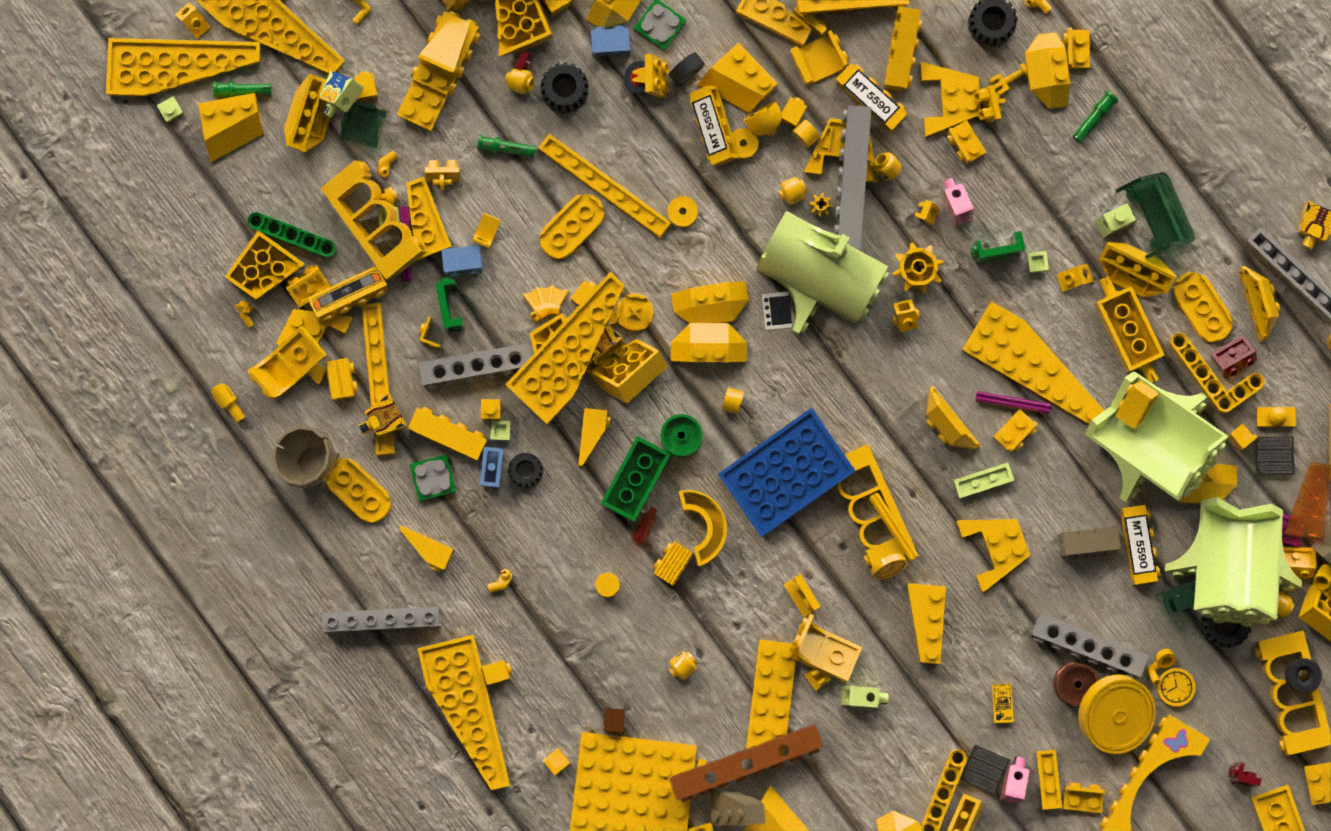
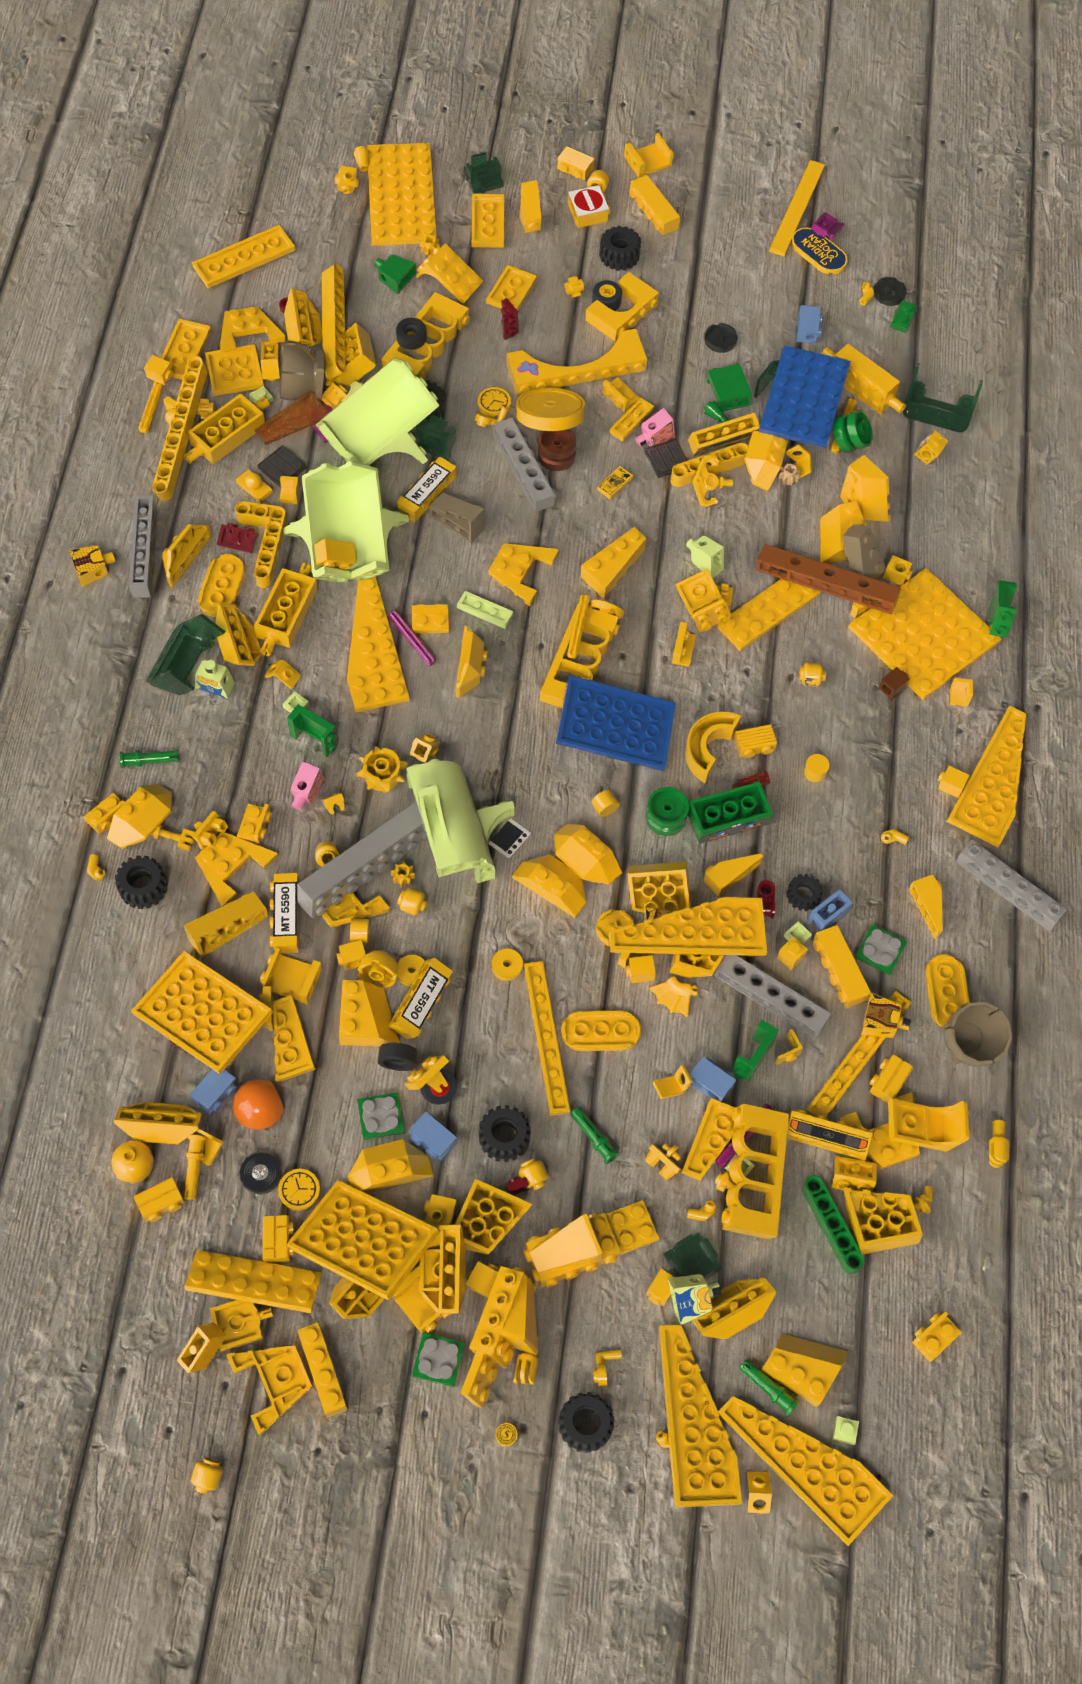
camera: 140 degrees left, 20 degrees down
(161, 225) = (936, 1336): none -> yellow bracket
(546, 432) = (767, 899): none -> dark red piece
(929, 767) = (707, 481): none -> yellow piece

